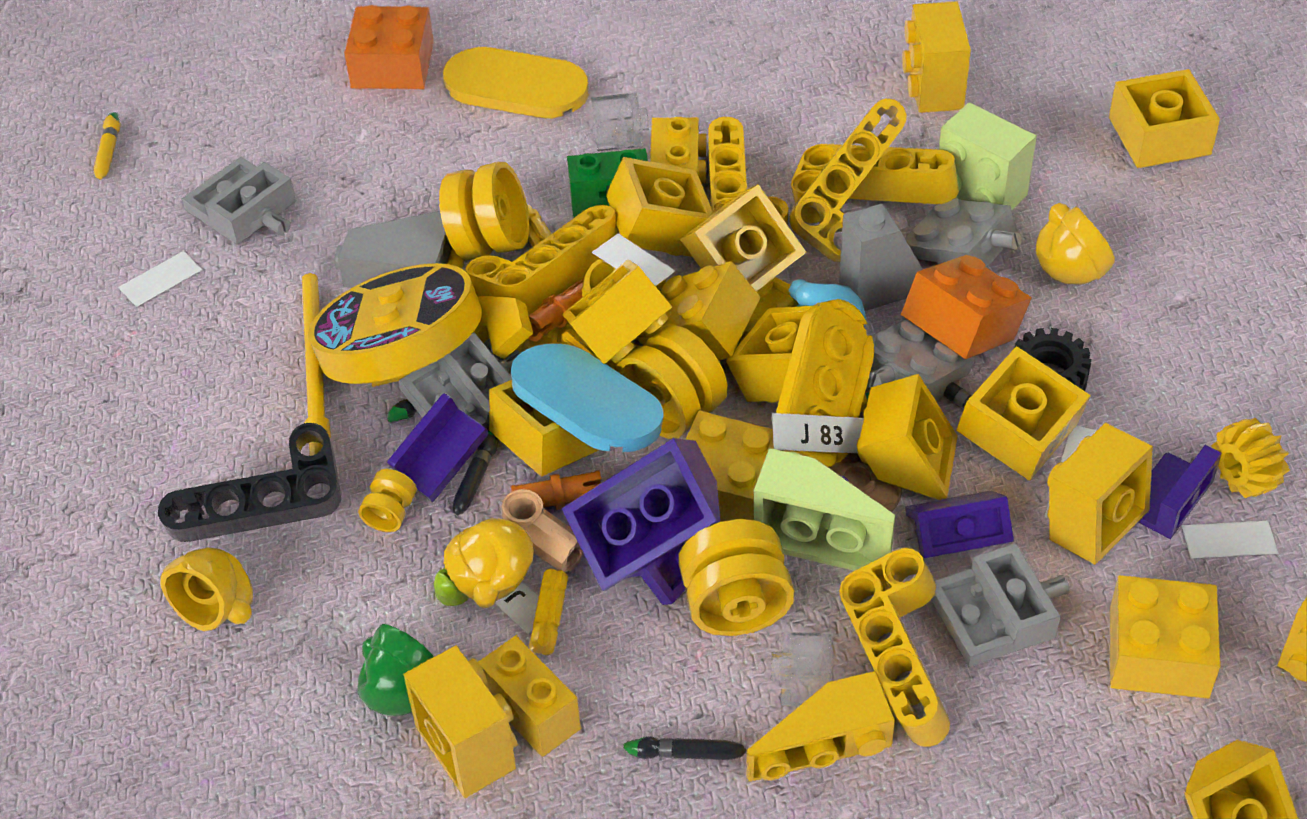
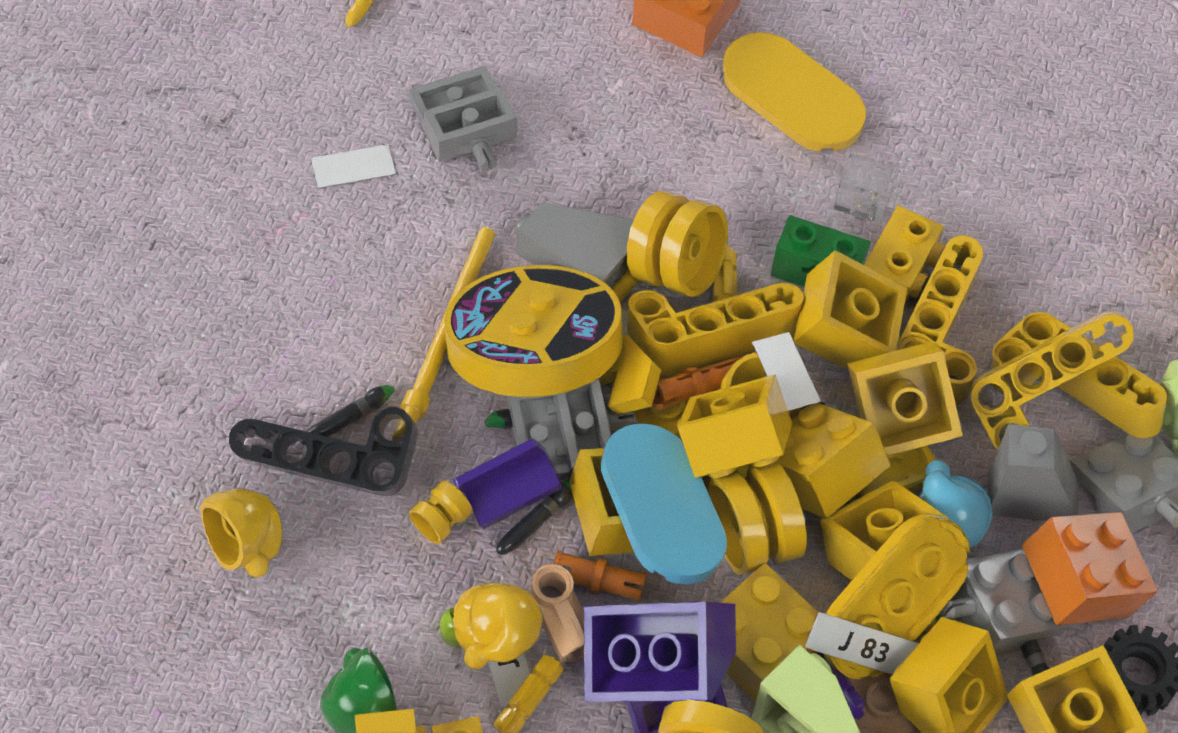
camera: 20 degrees right, 10 degrees up
(261, 461) = (372, 400): none -> black piece

